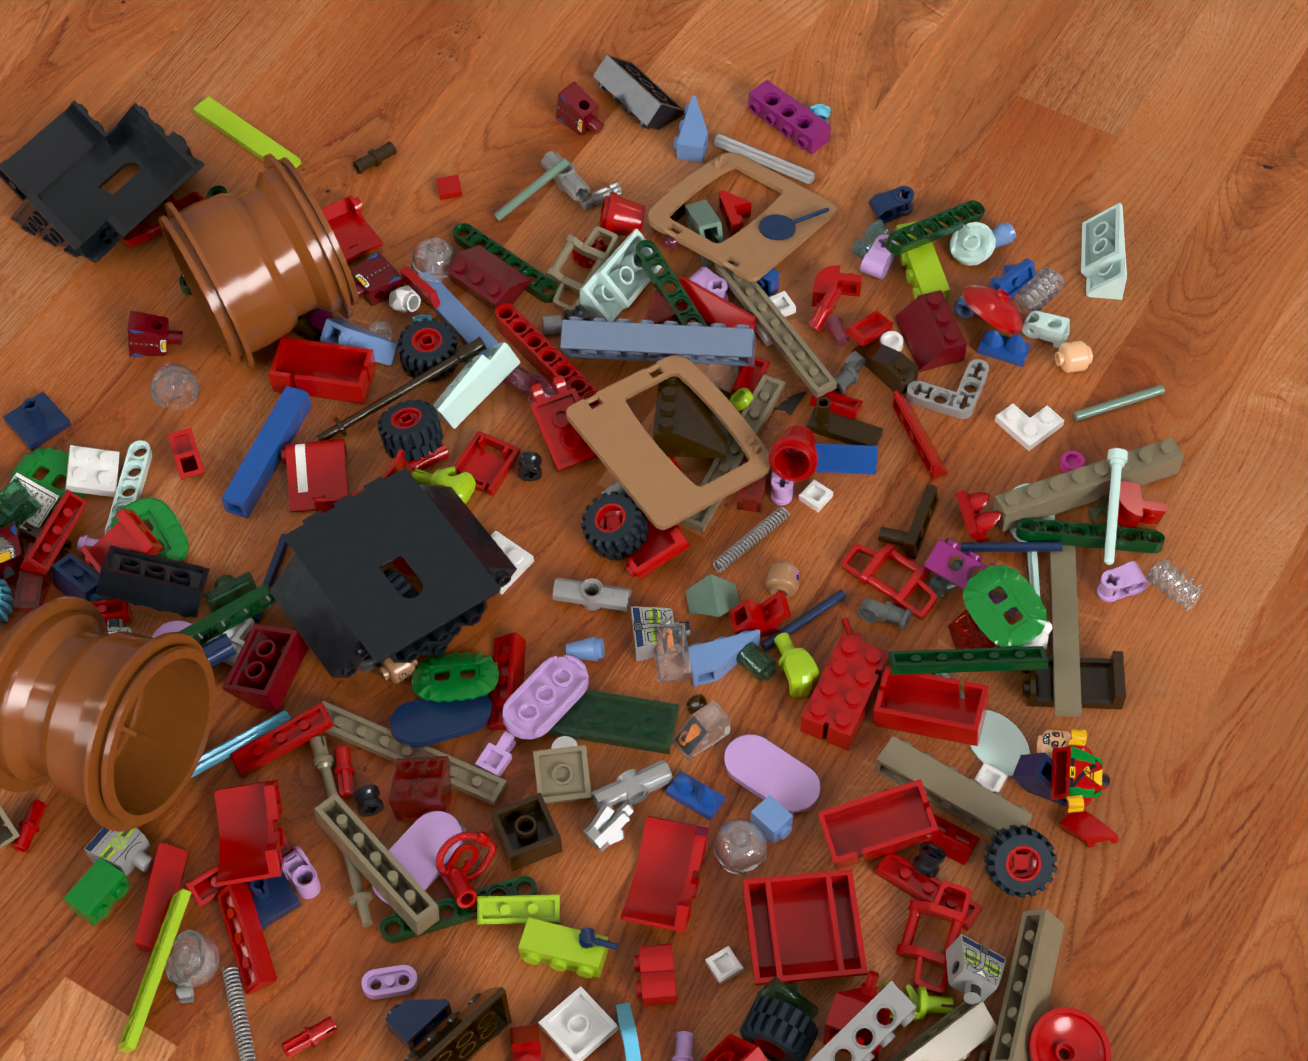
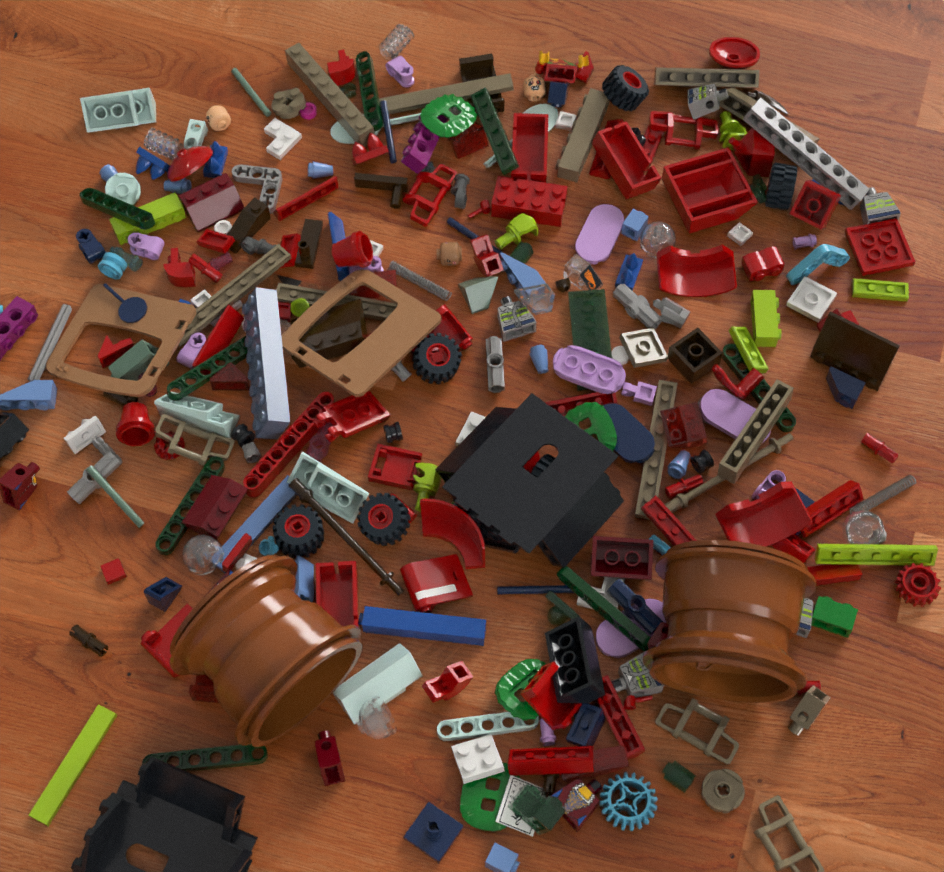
camera: 105 degrees left, 5 degrees up
(92, 998) = (912, 593): none -> red gear
(221, 396) = (383, 678): none -> light aqua slope
(374, 772) = (678, 466): none -> medium blue cone
(389, 979) = (825, 413): lavender plate -> none
(402, 221) = (162, 593): none -> dark blue slope
(588, 940) = (760, 296): dark blue hand -> none
(627, 177) = (85, 434): none -> white tile
(855, 220) = (112, 265): none -> medium azure wheel
(960, 455) = (319, 170): none -> medium blue cone
(1078, 429) = (282, 98): none -> dark tan plate
(1117, 459) = (317, 69): light aqua piece -> none

